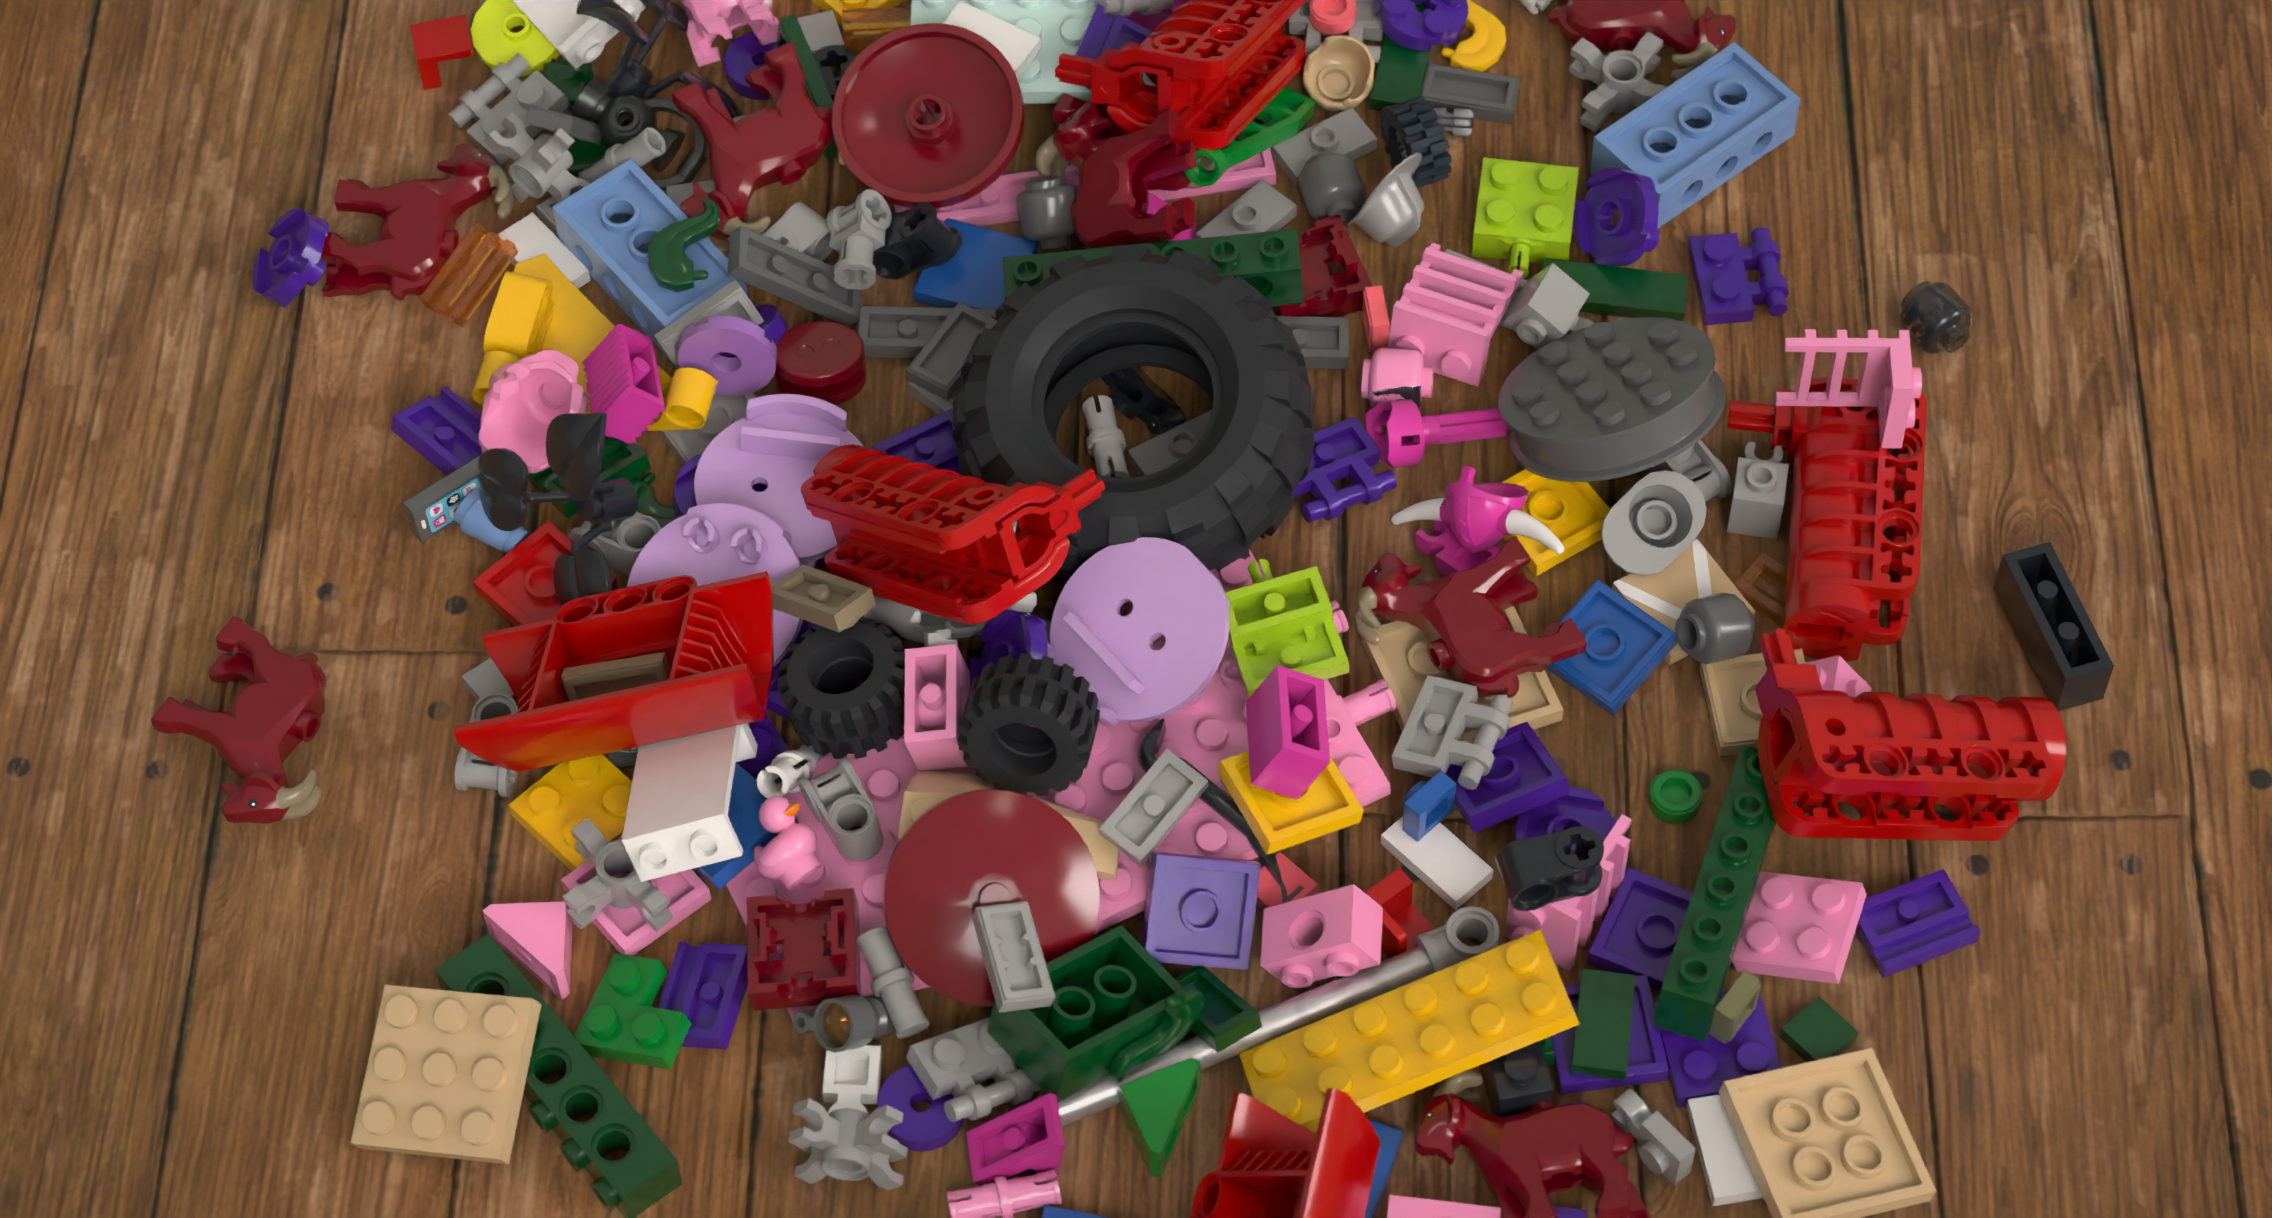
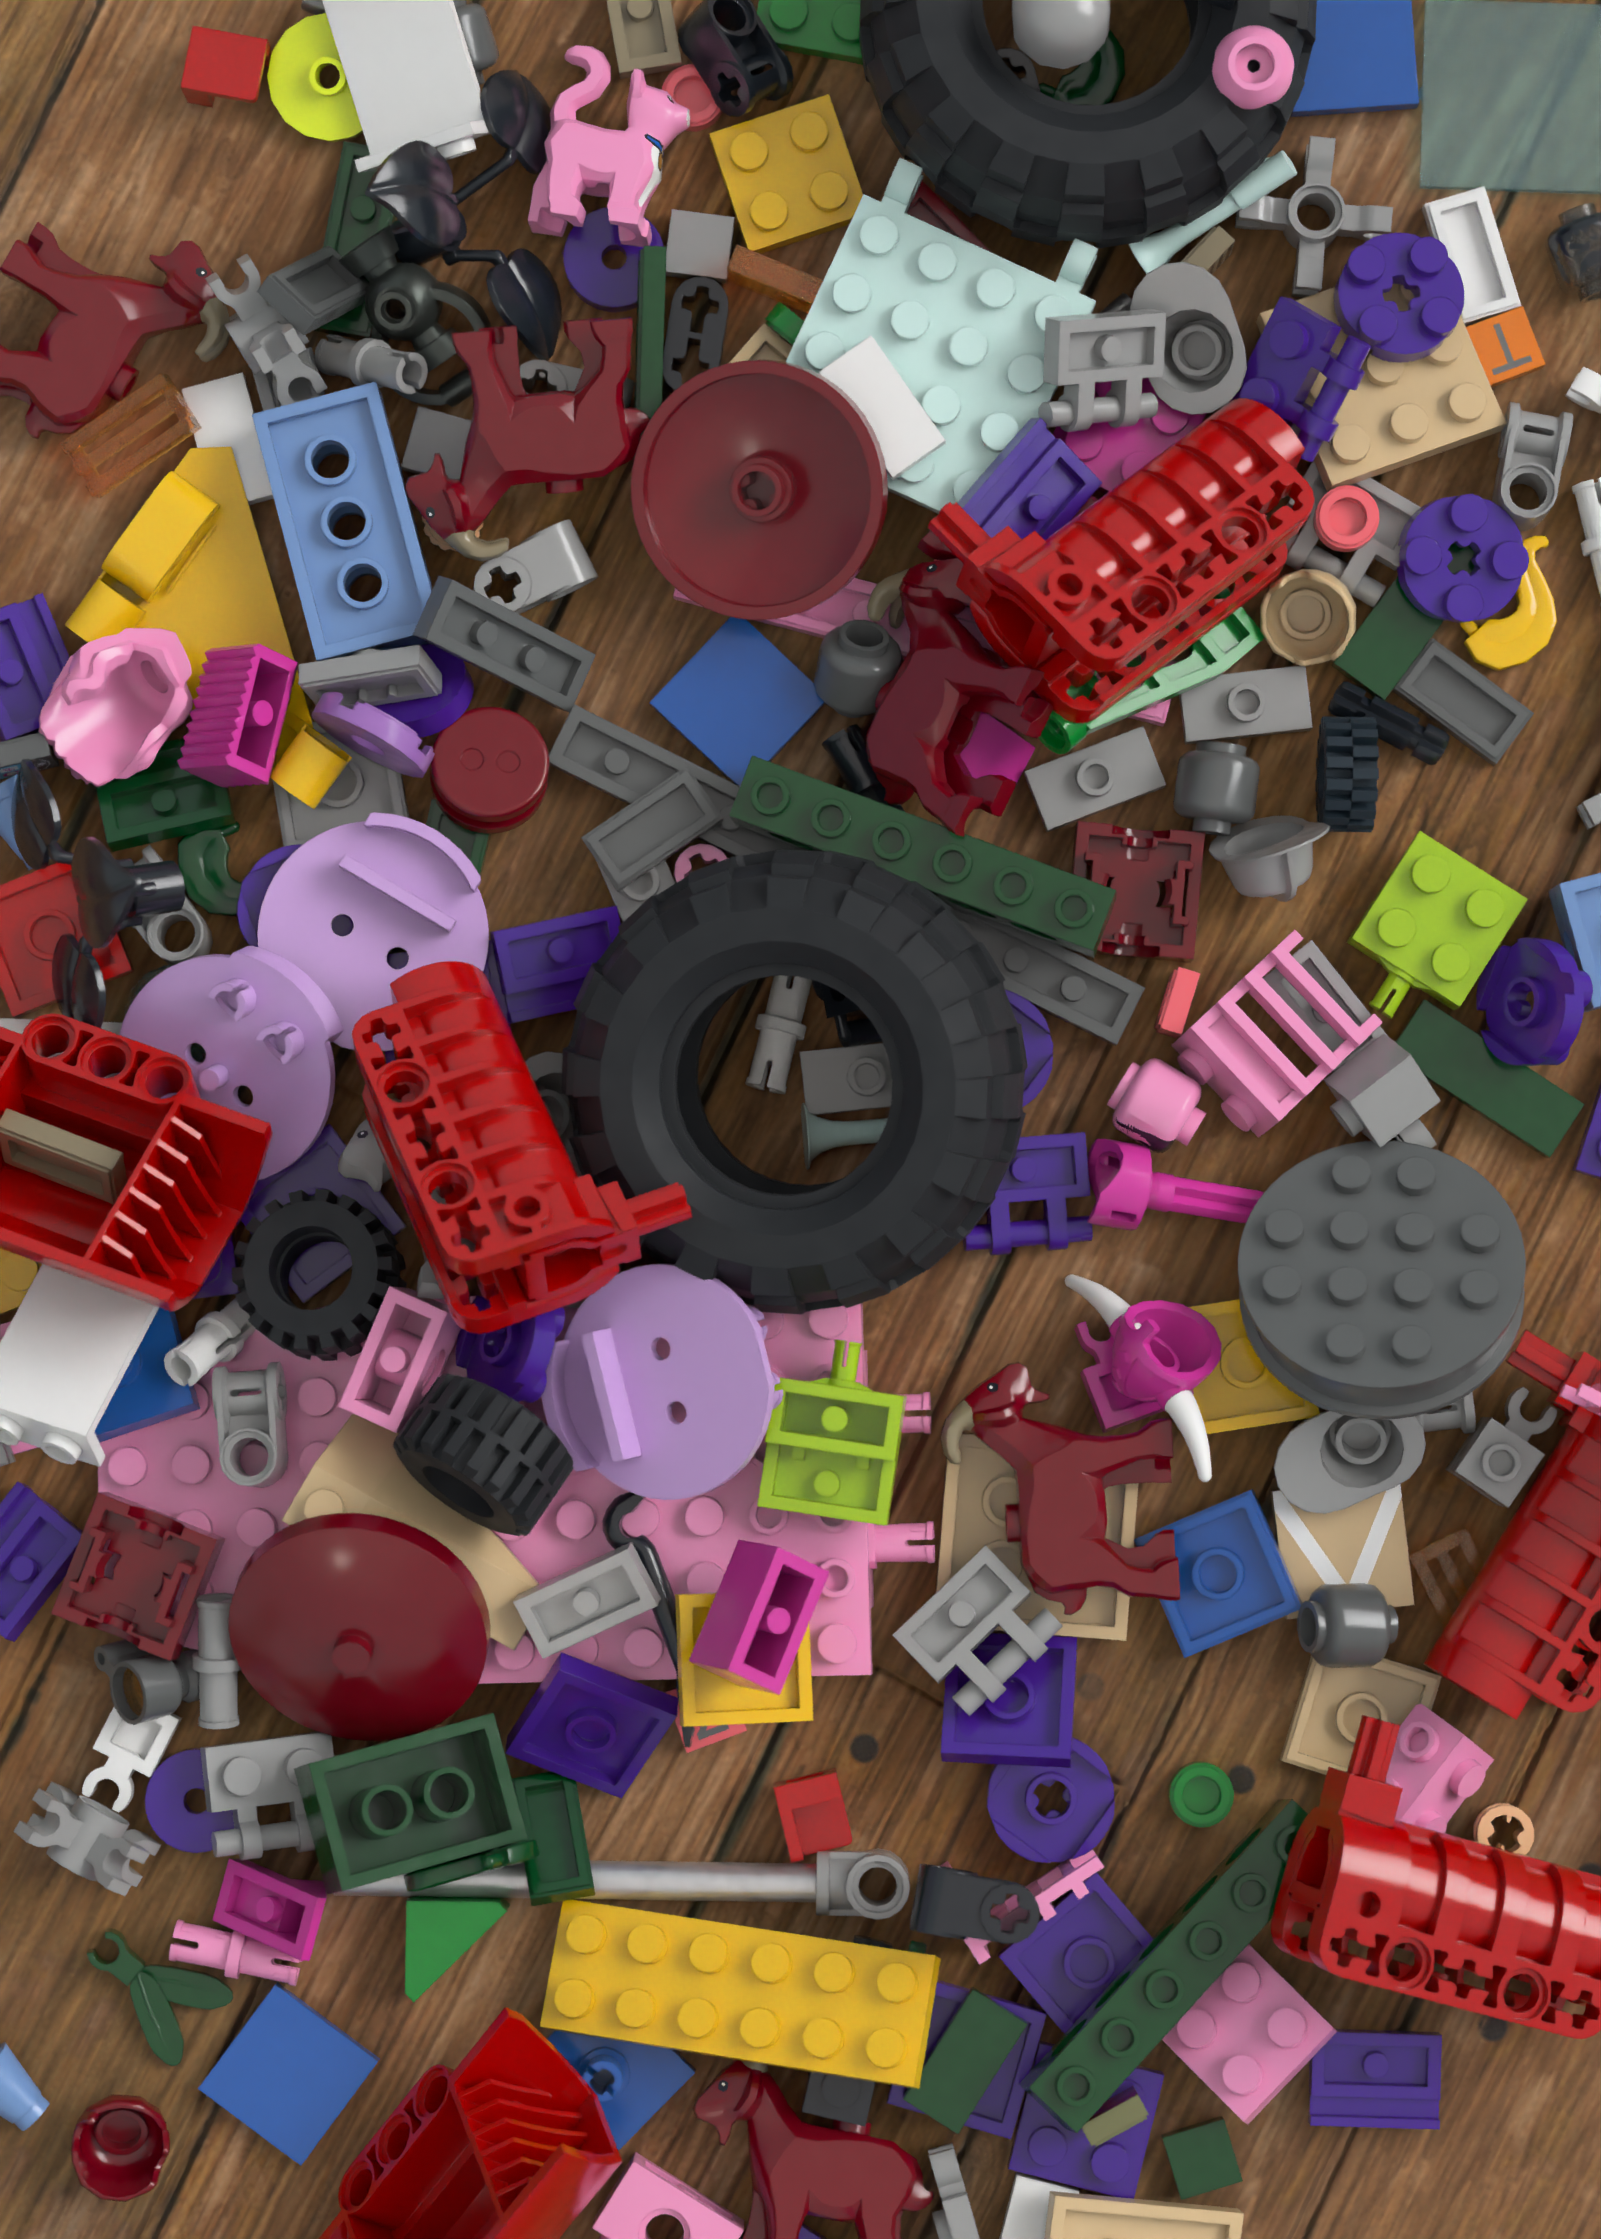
camera: 20 degrees right, 30 degrees up
(531, 92) = (282, 213): light grey plate -> none
(666, 251) = (359, 552): dark green piece -> none
(790, 853) = (171, 1451): bright pink animal -> none
(822, 598) = (327, 1164): dark tan plate -> none
(856, 235) = (607, 612): light grey connector -> none
(915, 242) = (675, 642): black piece -> none
(1013, 956) = (338, 1739): light grey plate -> none
(1321, 936) = (740, 1826): bright pink brick -> none
(1428, 805) = (906, 1703): blue plate -> none
(1439, 862) = (897, 1749): white tile -> none

